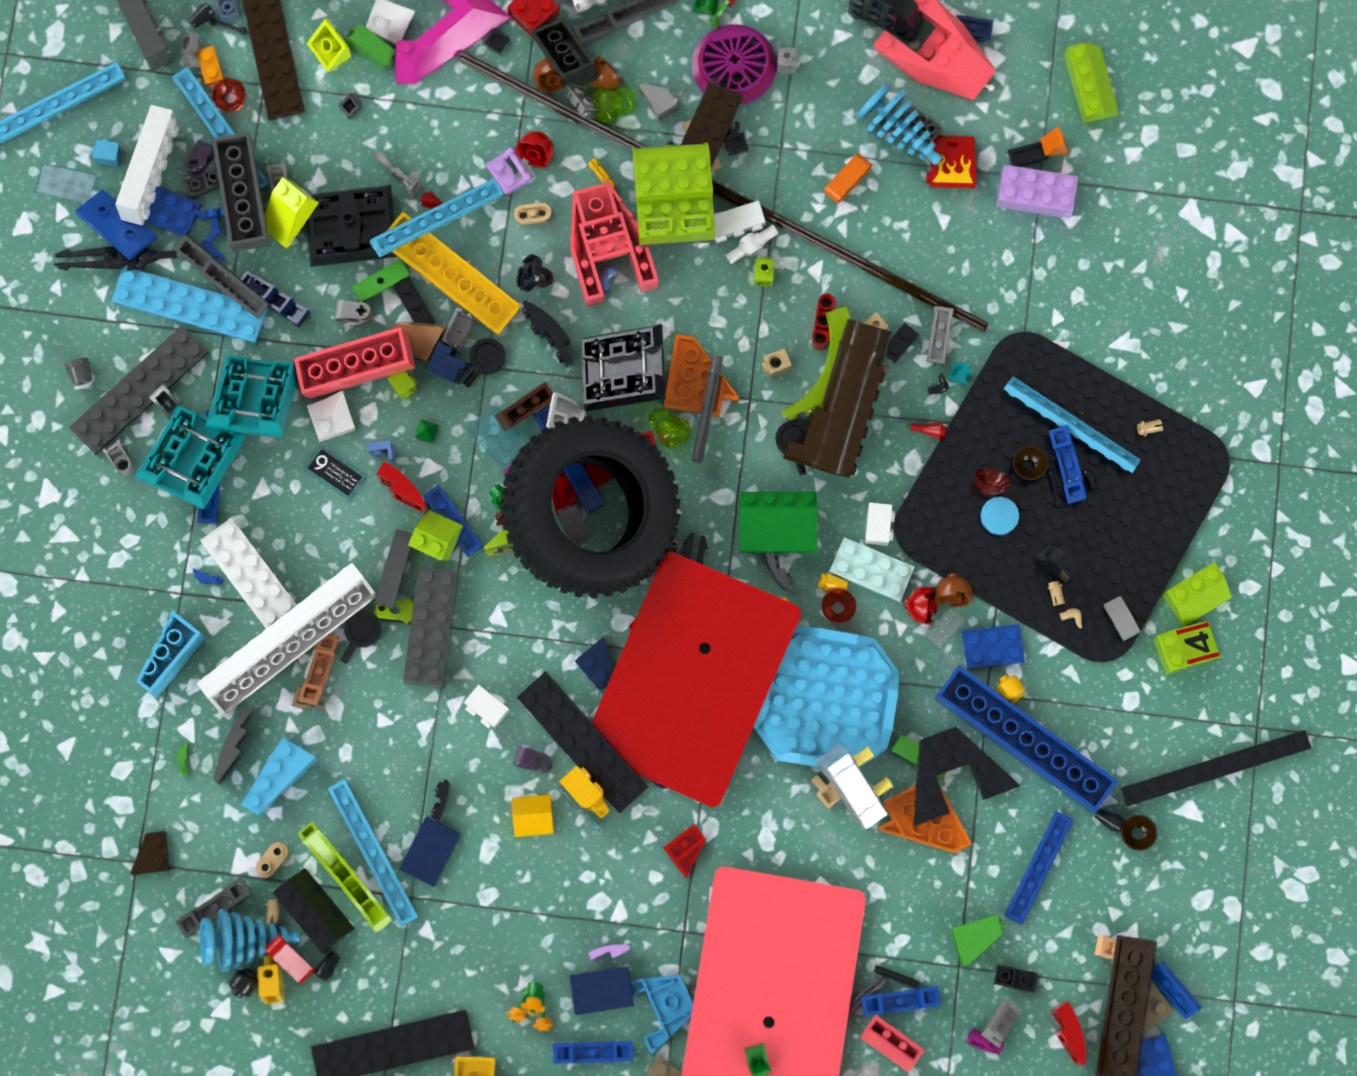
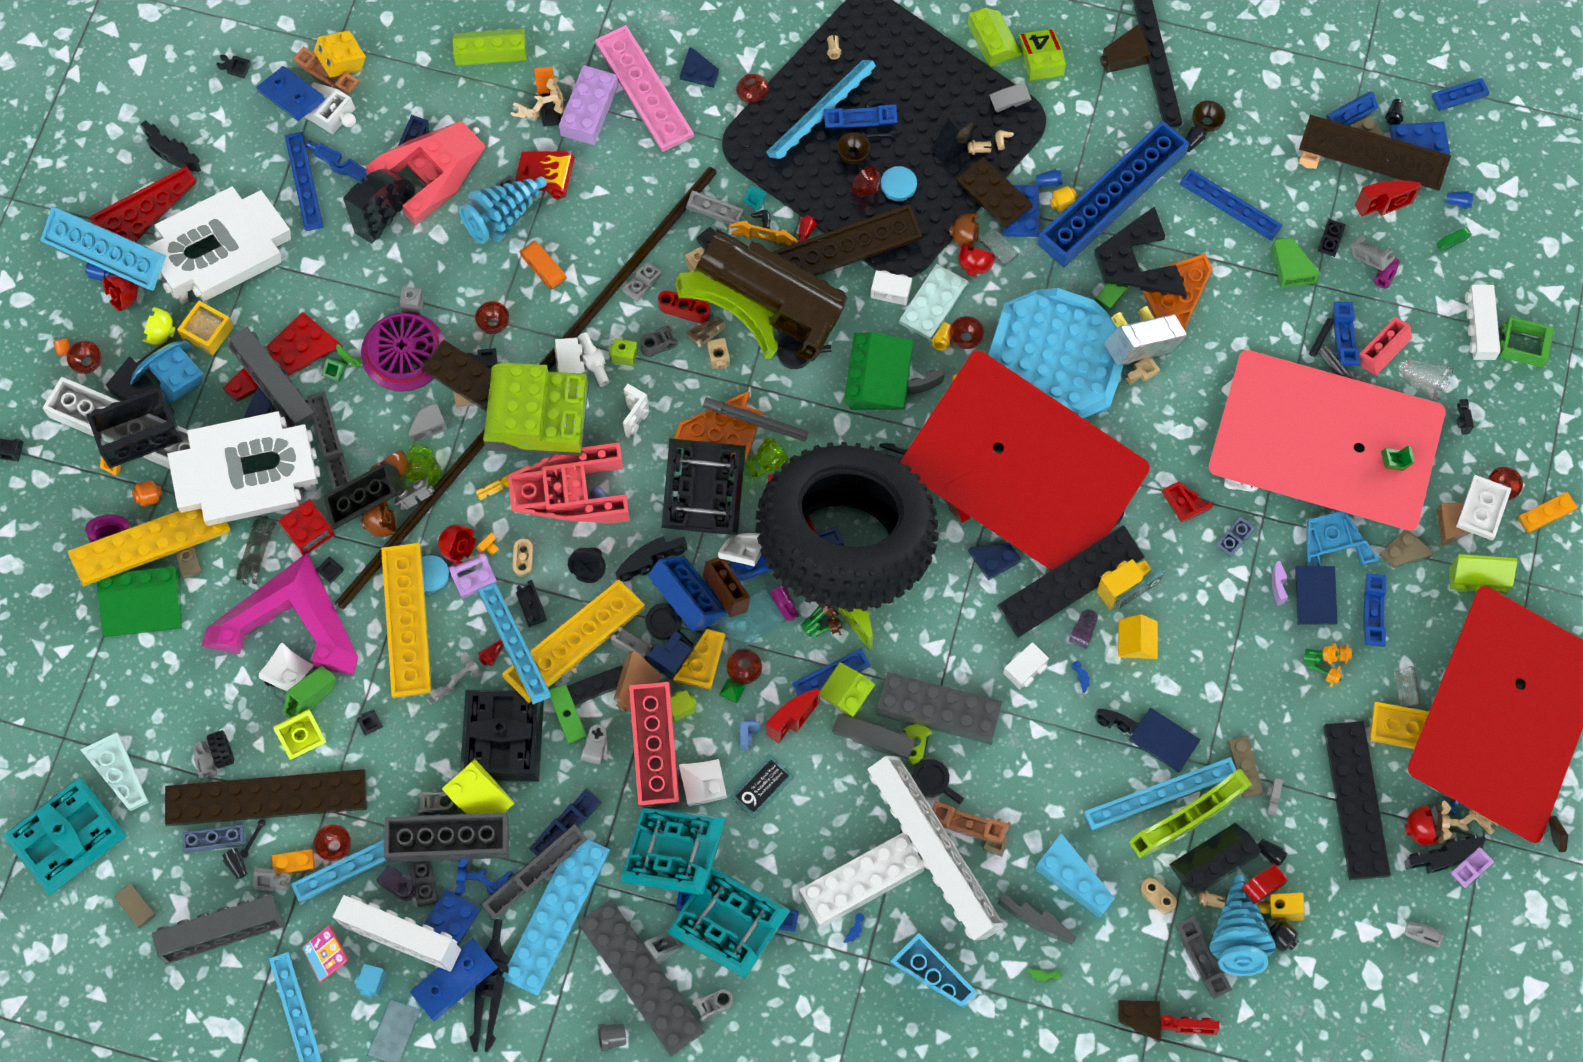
camera: 80 degrees left, 10 degrees down
(126, 109) = (325, 953): none -> piece
(148, 899) = (1188, 1025): none -> red hinge
(387, 963) = (1274, 792): none -> light grey plate
(412, 934) = (1244, 760): none -> dark tan plate
(448, 398) = (702, 663): none -> yellow wing
(453, 118) = (406, 620): none -> yellow plate
(455, 447) = (744, 675): none -> clear red piece
(484, 765) = (1083, 675): none -> blue piece
(487, 230) = (530, 604): none -> black hinge
(504, 131) = (434, 573): none -> medium azure tile
(516, 371) = (687, 592): none -> blue slope
(541, 178) = (488, 545): none -> light orange tile
(655, 904) = (1236, 536): none -> sand blue slope
(700, 297) = (638, 404): none -> white bracket
(781, 131) = (492, 310): none -> clear red piece
(784, 305) = (661, 340): none -> dark grey piece
(798, 347) = (706, 331): none -> dark tan wing
(846, 278) = (642, 282): none -> light grey slope
(917, 405) = (748, 230): none -> light orange piece
(918, 473) = (854, 241): none -> dark brown plate
(1004, 615) = (994, 193): none -> dark brown plate
(1035, 155) = (555, 96): none -> tan piece
(1035, 674) = (1050, 178): none -> blue cone
(1068, 243) = (644, 88): none -> bright pink plate
(1086, 358) = (752, 92): none -> clear red piece
(1102, 295) = (699, 70): none -> dark blue wing
(1181, 1038) = (1395, 112): none -> black cone
(1203, 736) = (1126, 51): none -> dark brown slope

